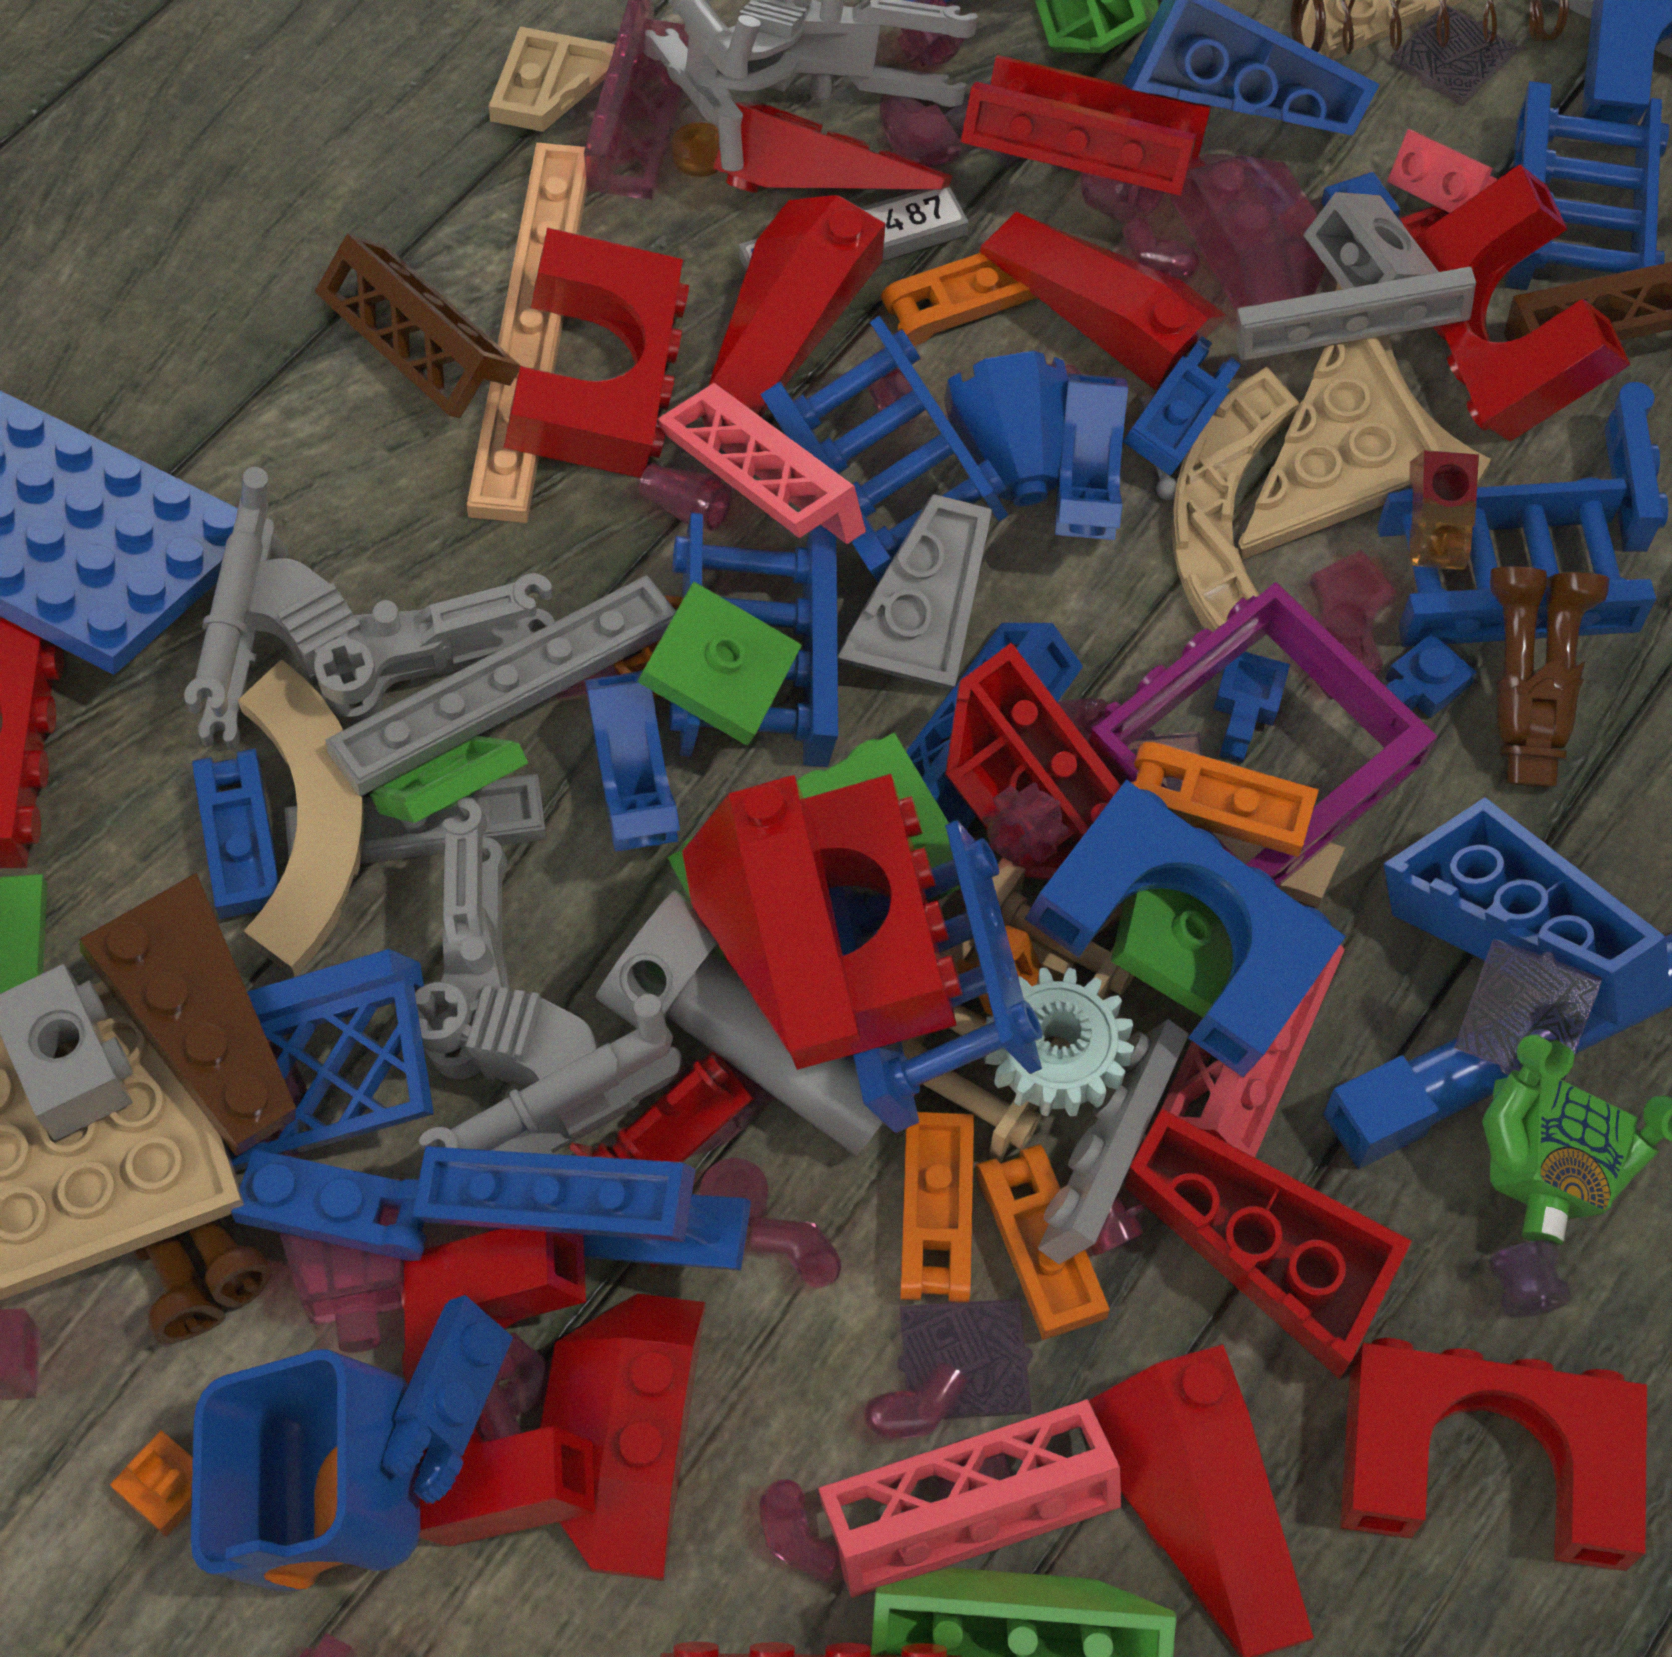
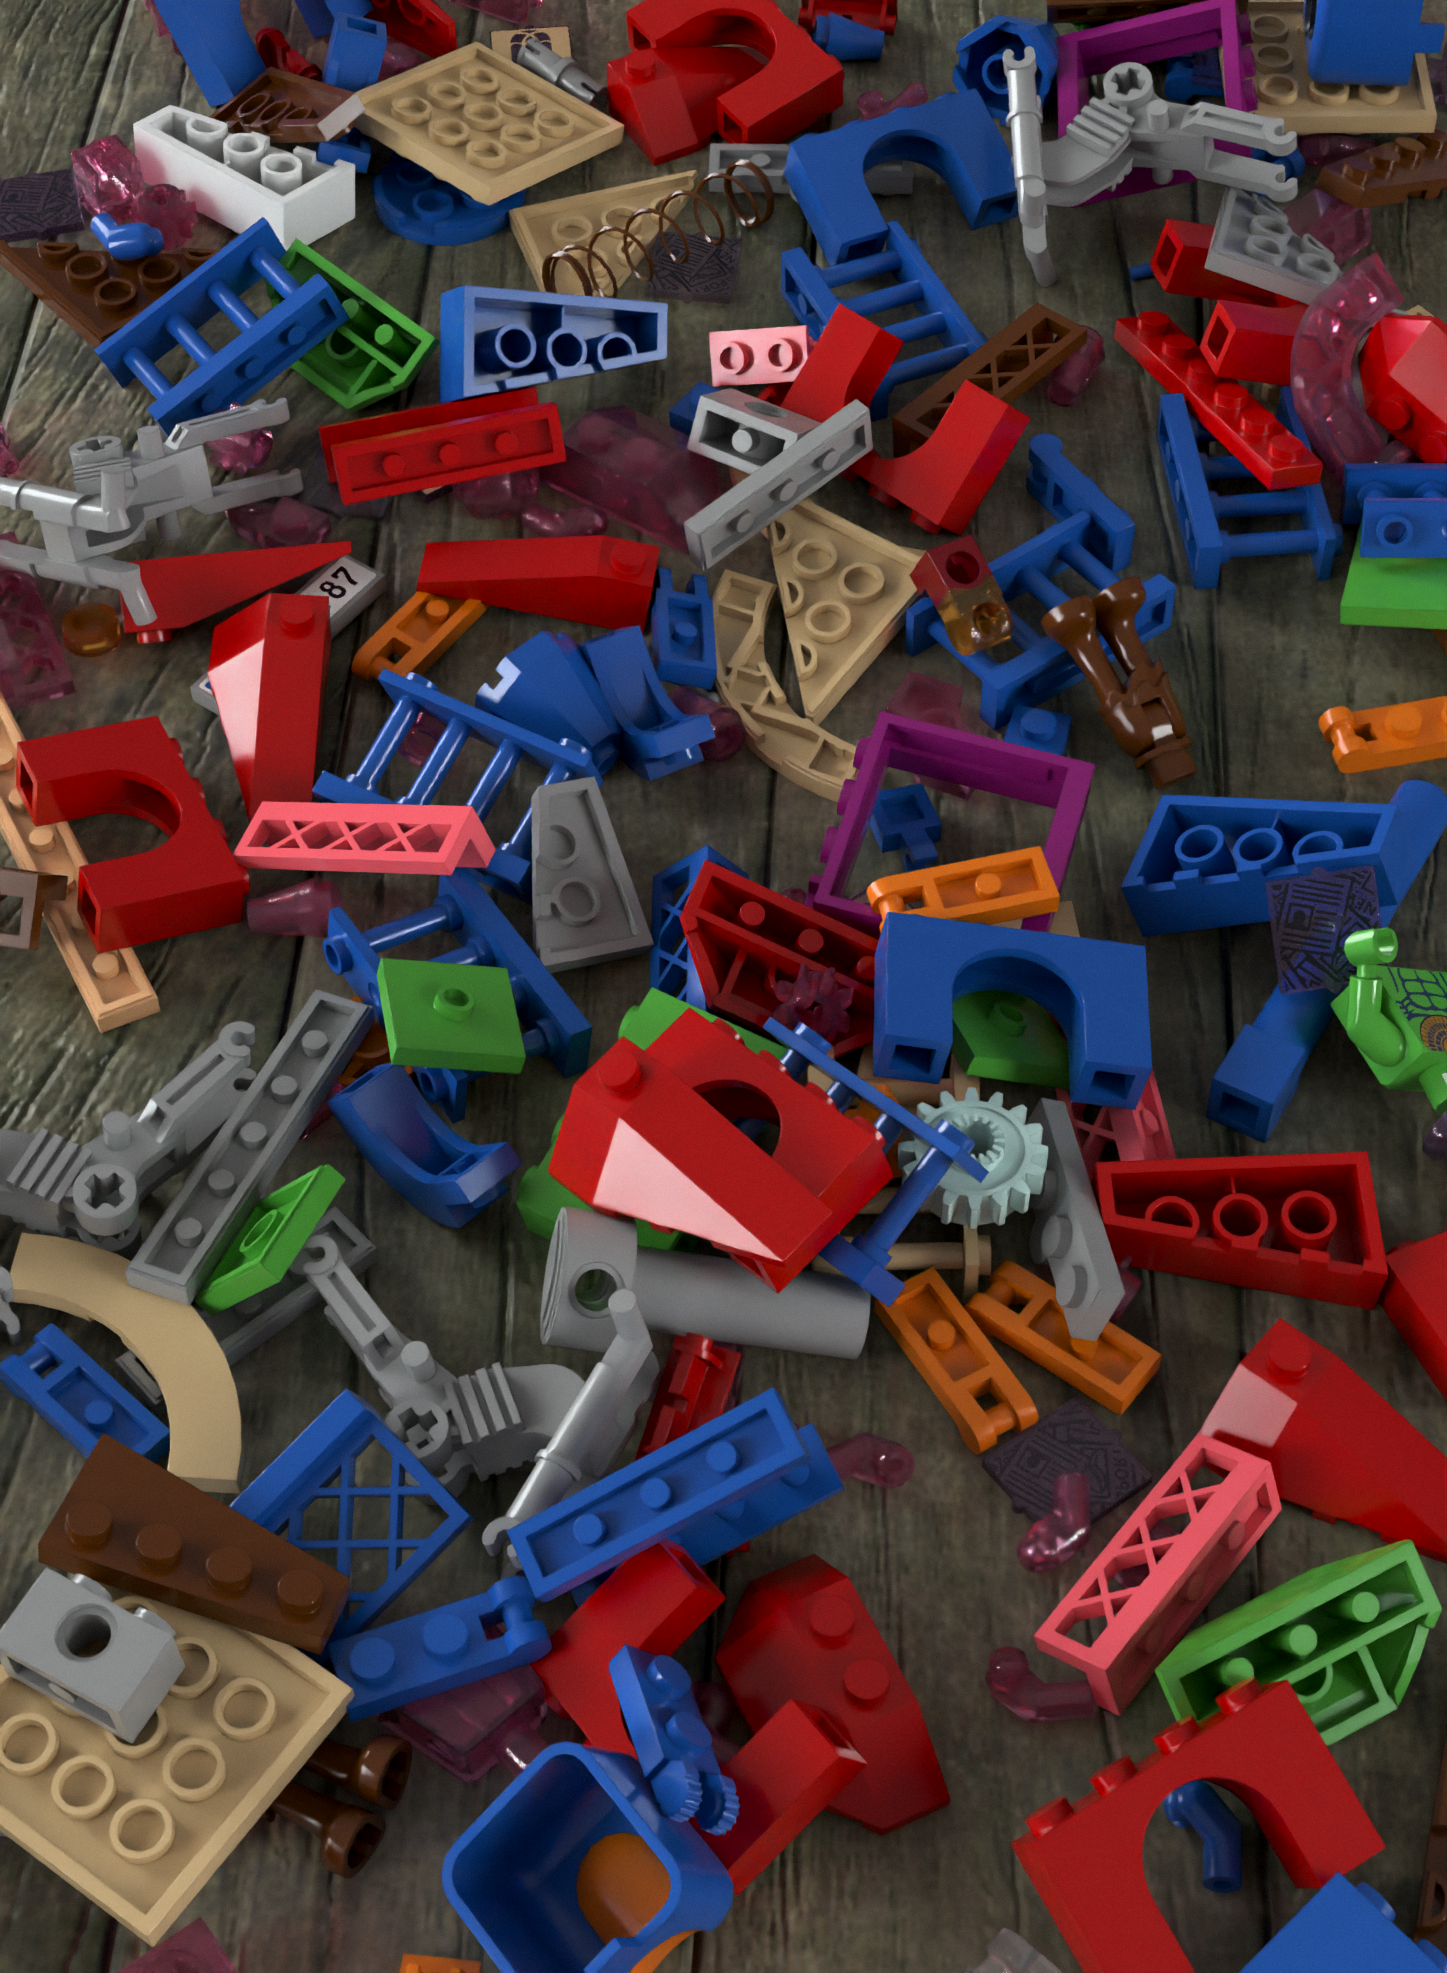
camera: 30 degrees left, 10 degrees down
(1145, 509) = (725, 722): none -> clear pink cone

